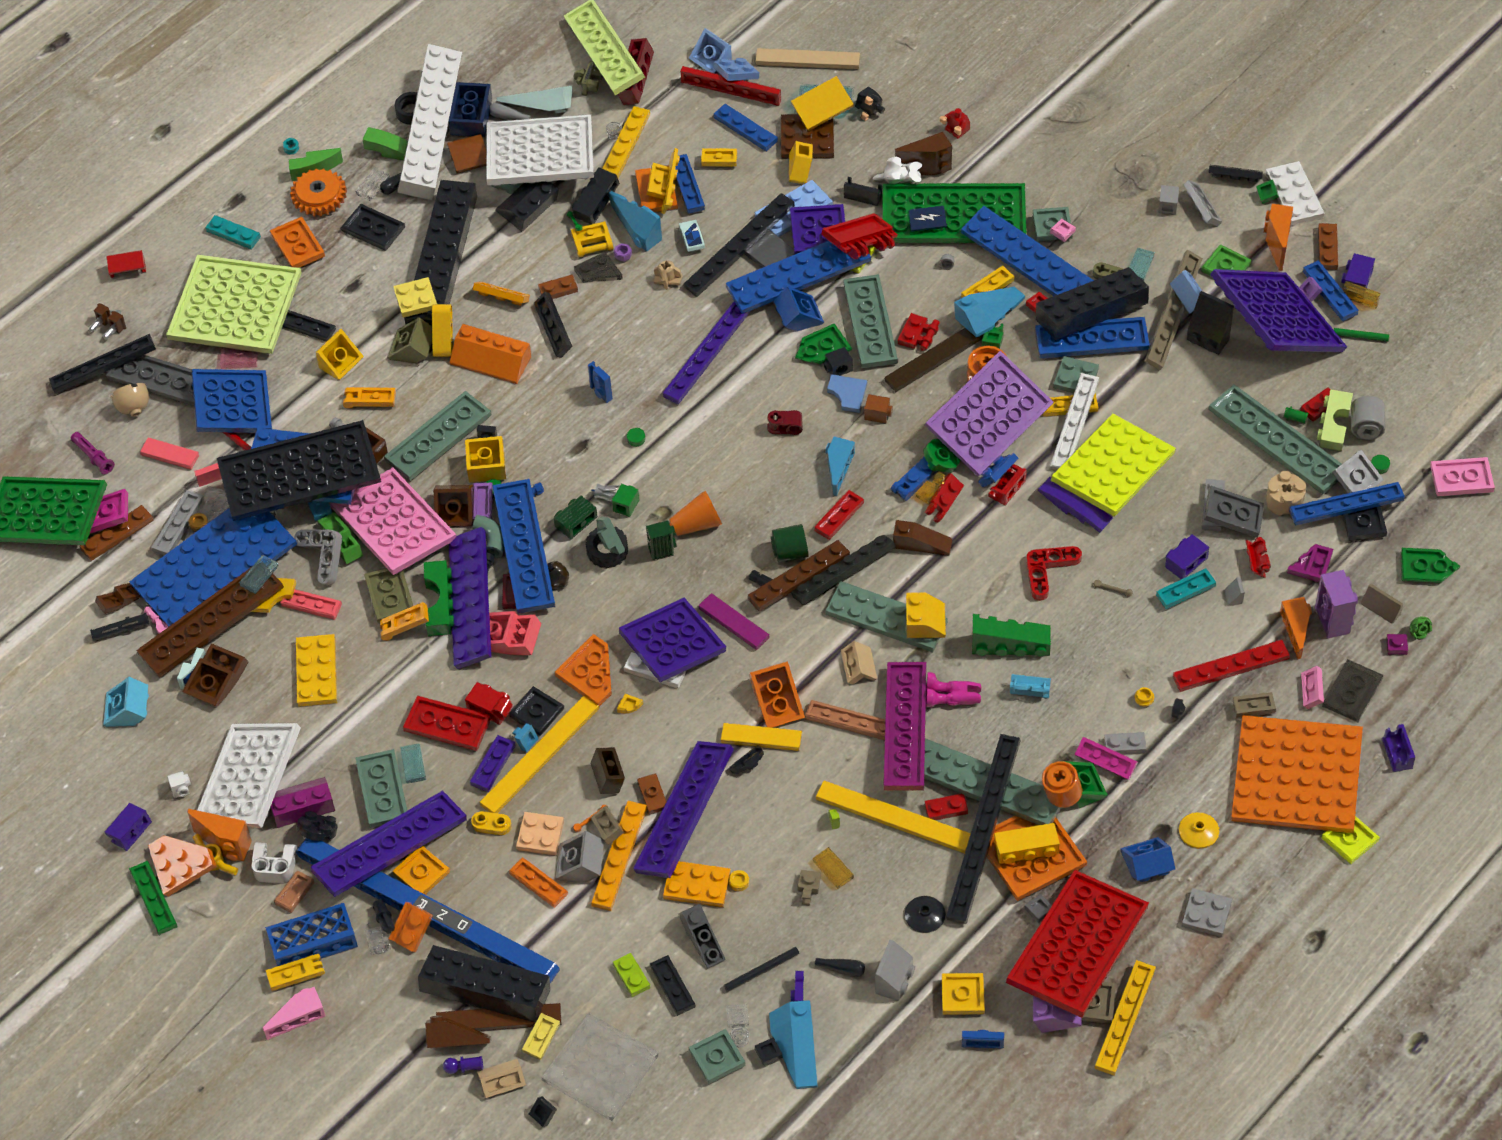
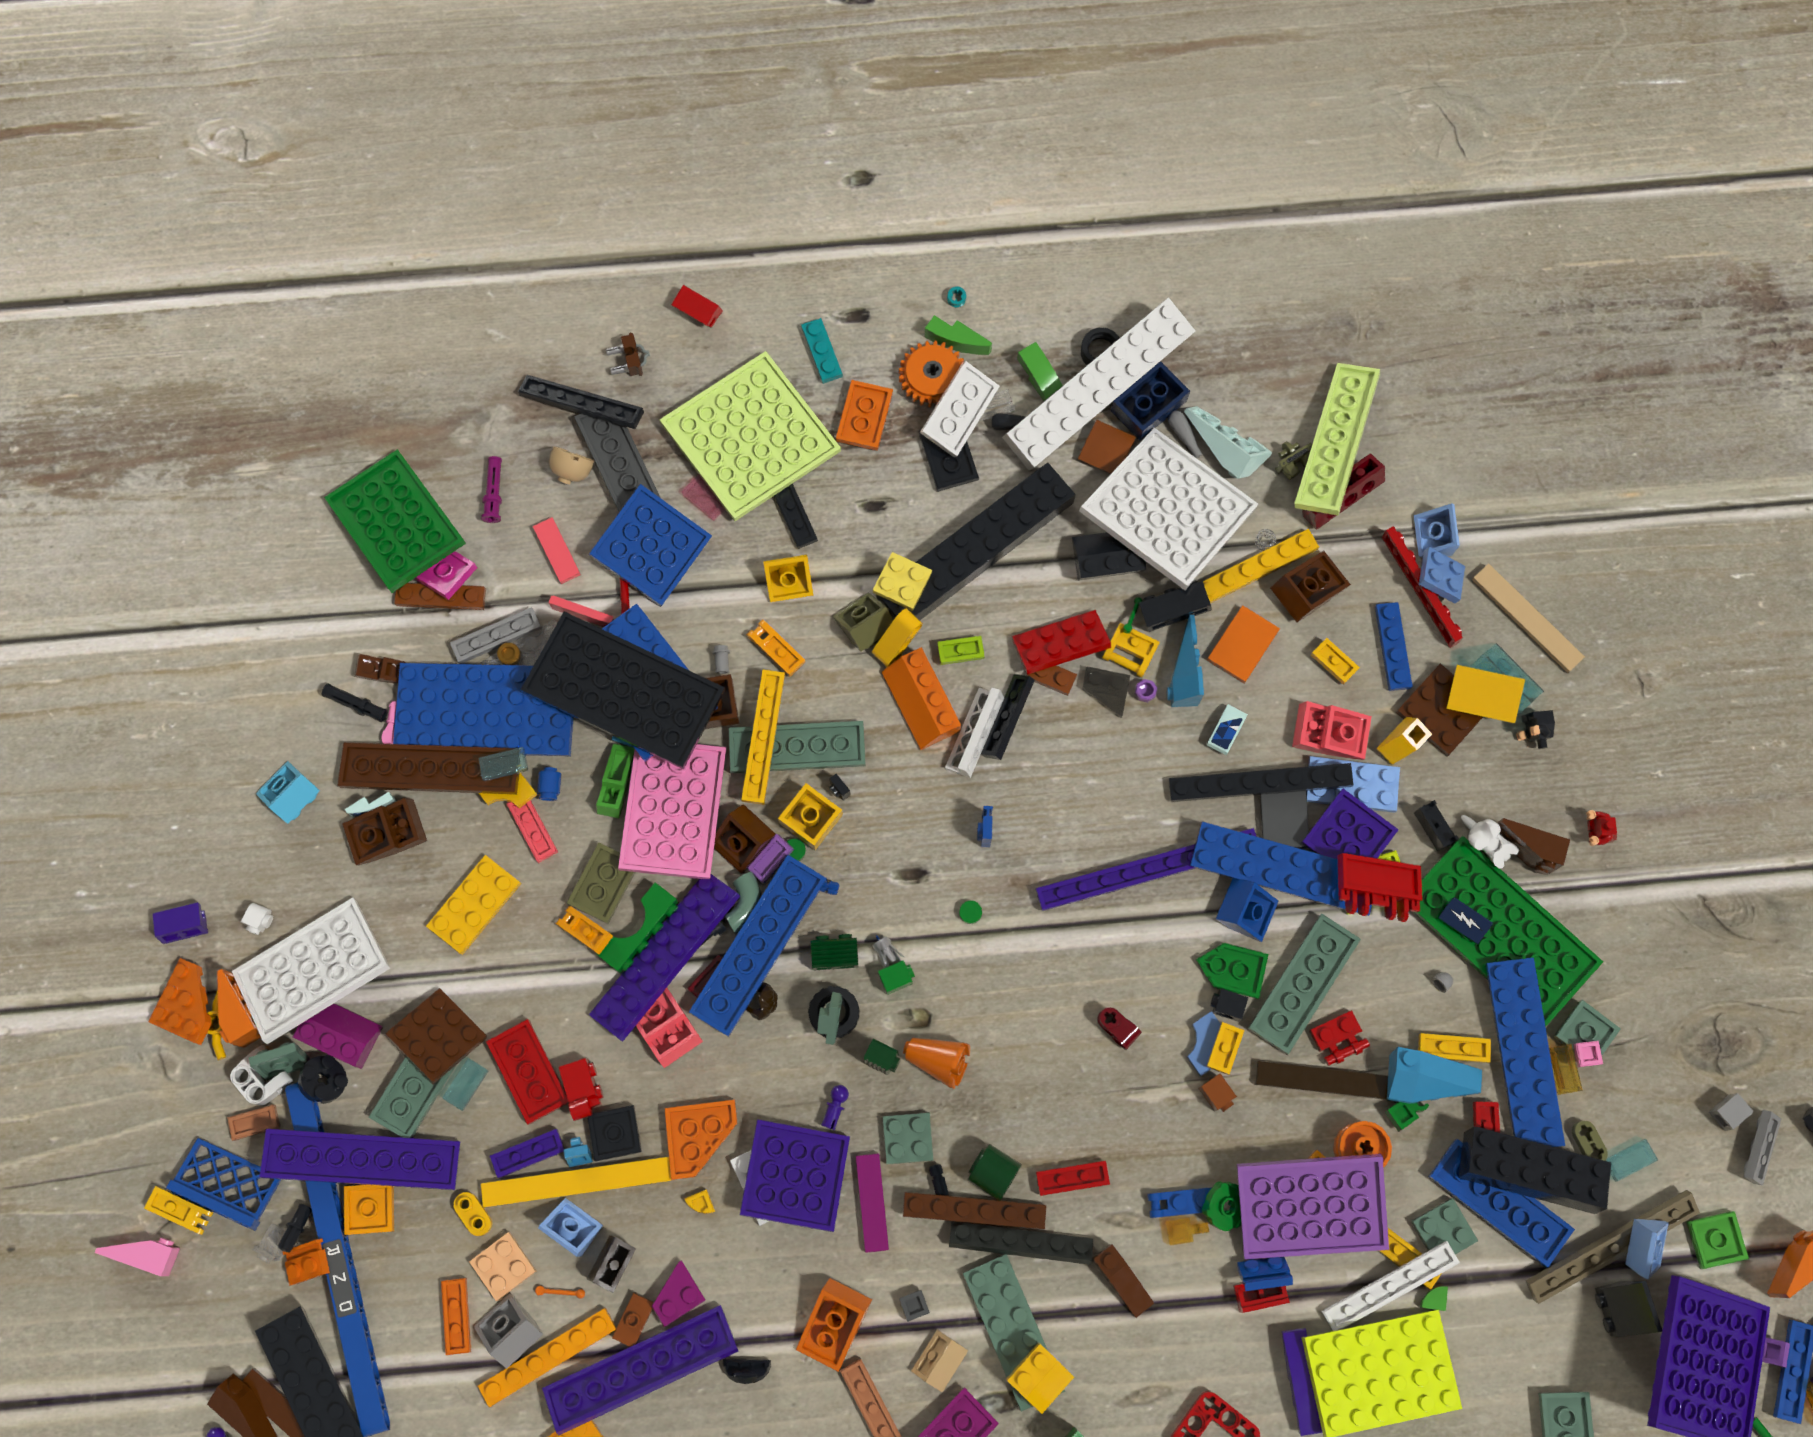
camera: 40 degrees right, 20 degrees up
(153, 897) = (136, 1021): green tile -> none
(278, 833) = (287, 1058): none -> sand green plate
(298, 570) = (549, 784): none -> blue brick
(327, 547) = (571, 808): light grey beam -> none
(356, 193) = (959, 409): none -> white plate
(367, 748) = (436, 1036): none -> reddish brown plate
(412, 441) = (763, 737): none -> yellow plate
(488, 314) = (960, 650): none -> lime plate
(501, 293) = (994, 637): light orange plate -> none
(544, 346) = (978, 734): none -> white fence
(545, 264) = (1061, 642): none -> red plate
(562, 780) = (571, 1227): none -> light blue slope
(607, 825) = (560, 1320): dark tan plate -> none
(659, 591) = (839, 1095): none -> dark purple pin
(661, 181) = (1251, 645): yellow bracket -> none
(664, 132) = (1309, 586): none -> reddish brown slope
(666, 758) = (677, 1296): none -> magenta wing
(667, 274) = (1162, 755): tan piece -> none
(688, 186) = (1277, 665): blue plate -> none
(720, 574) = (908, 1138): none -> sand green plate
(752, 191) = (1331, 731): none -> coral slope
(761, 736) = (782, 1353): yellow tile -> none
(814, 648) = (914, 1305): none -> dark grey plate
(840, 456) = (1129, 1115): dark azure slope -> none
(858, 382) = (1225, 1048): none -> yellow plate
(944, 497) = (1185, 1253): red hinge -> none
(1060, 248) = (1565, 1069): none -> clear yellow tile
(1106, 410) = (1435, 1299): none -> bright green tile

